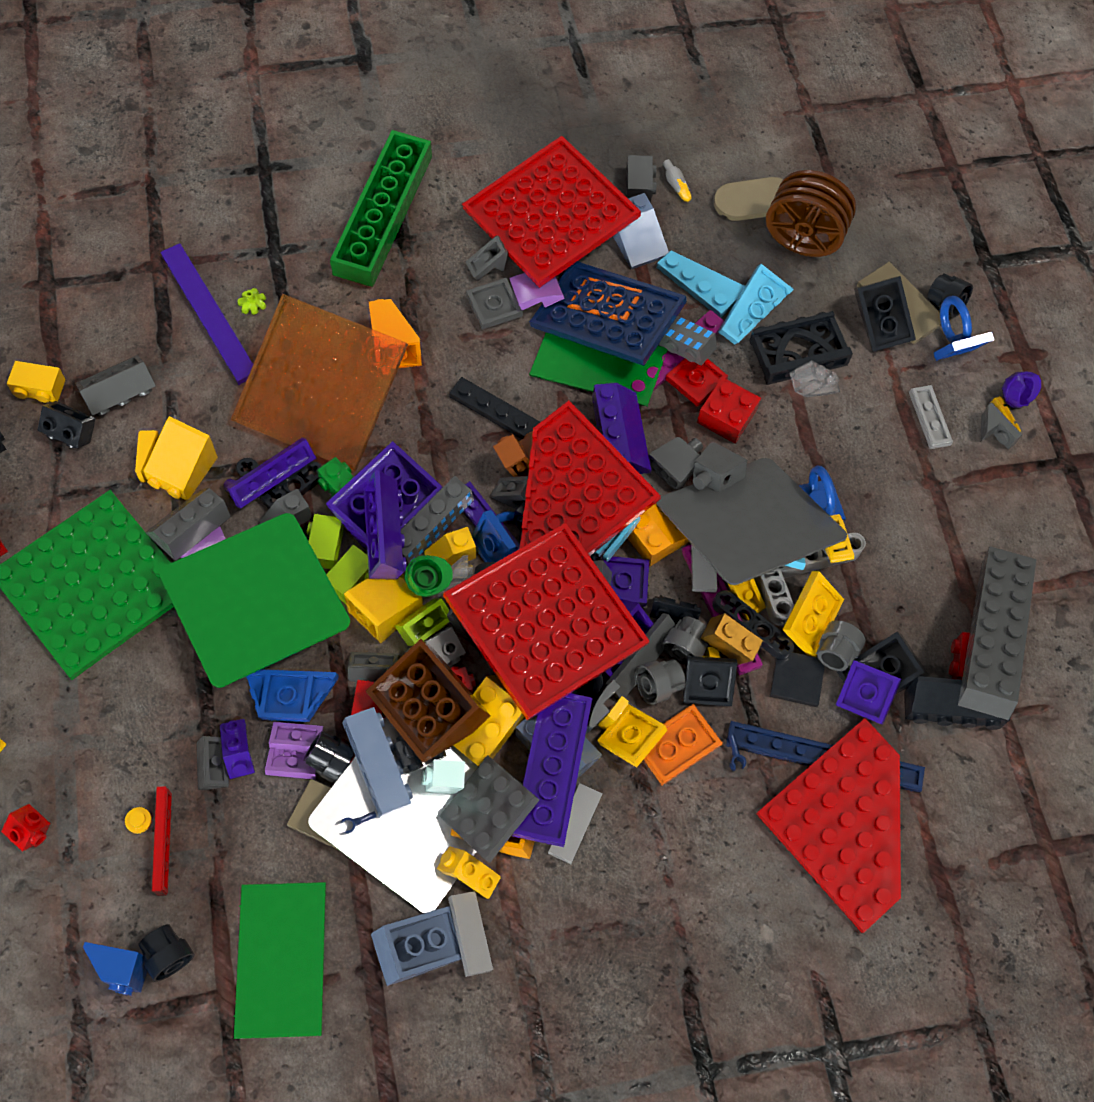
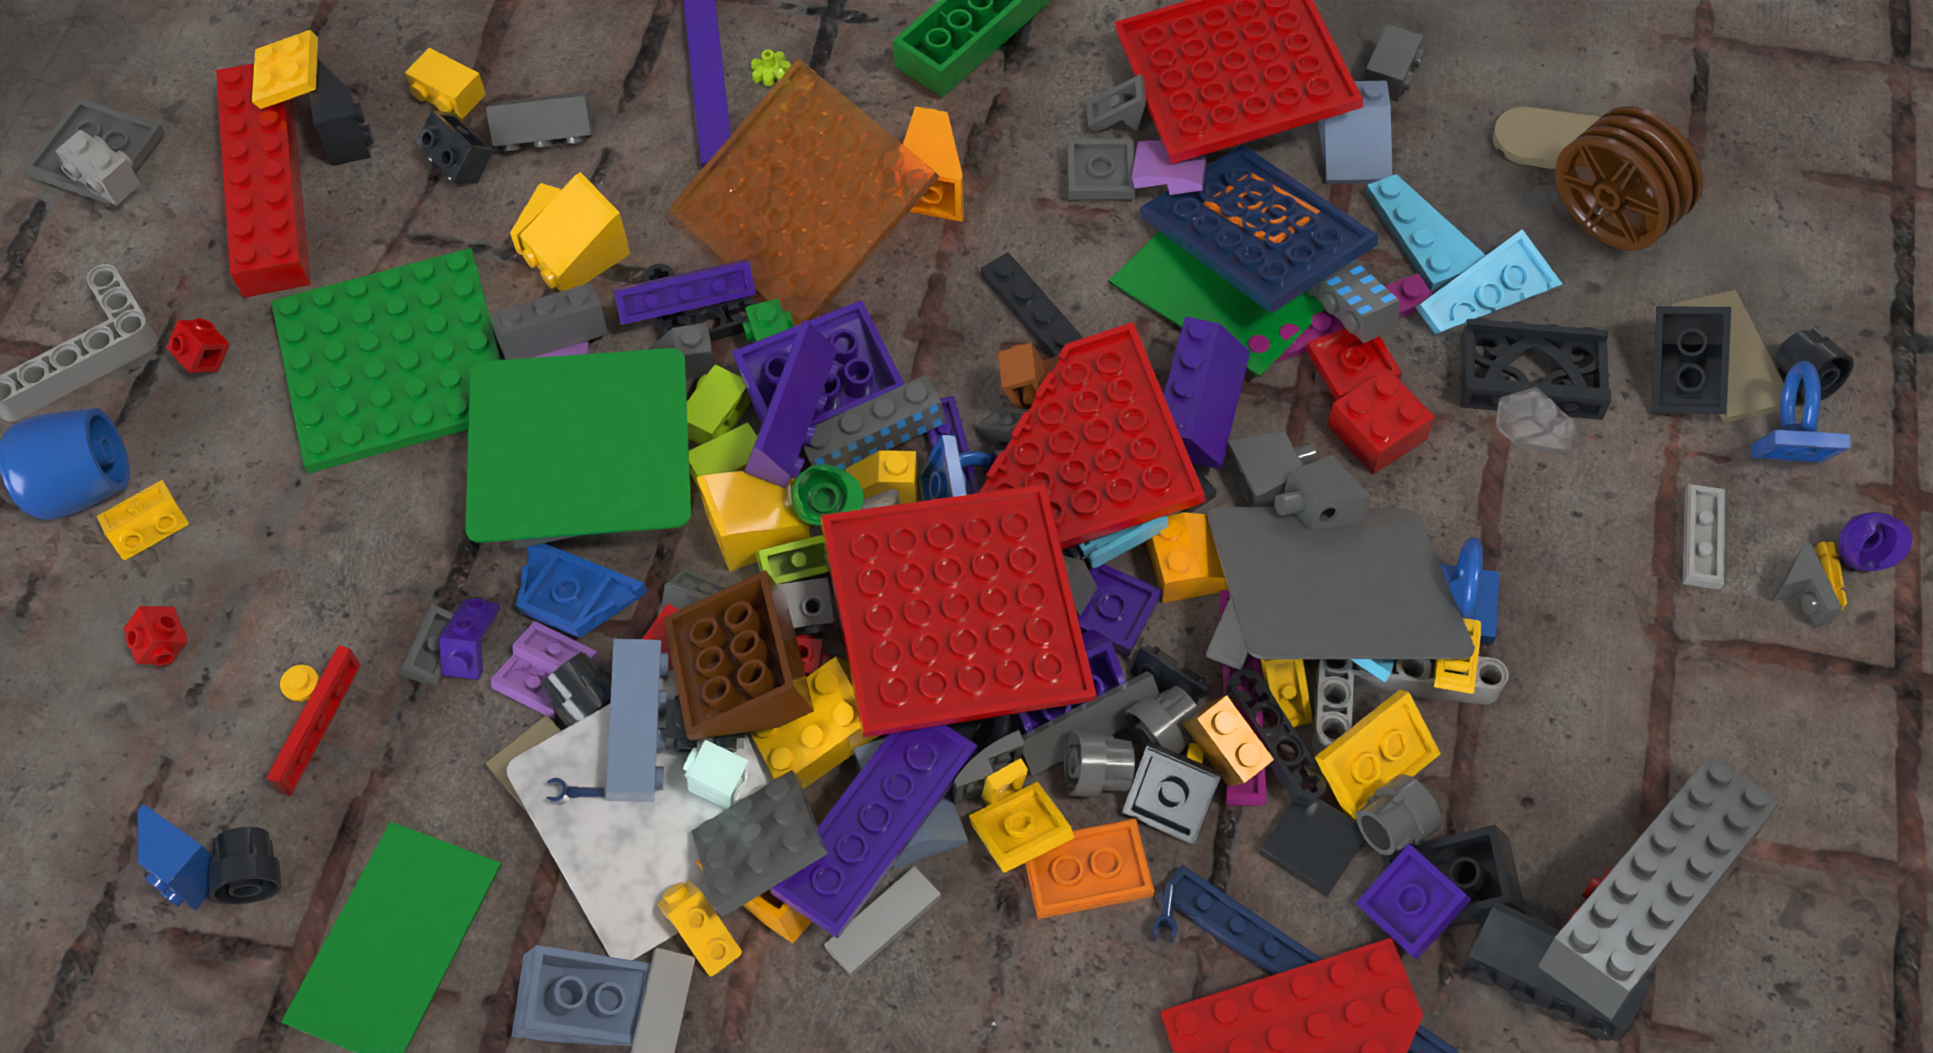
camera: 30 degrees right, 5 degrees down
(677, 181) = (1449, 81): light grey piece -> none

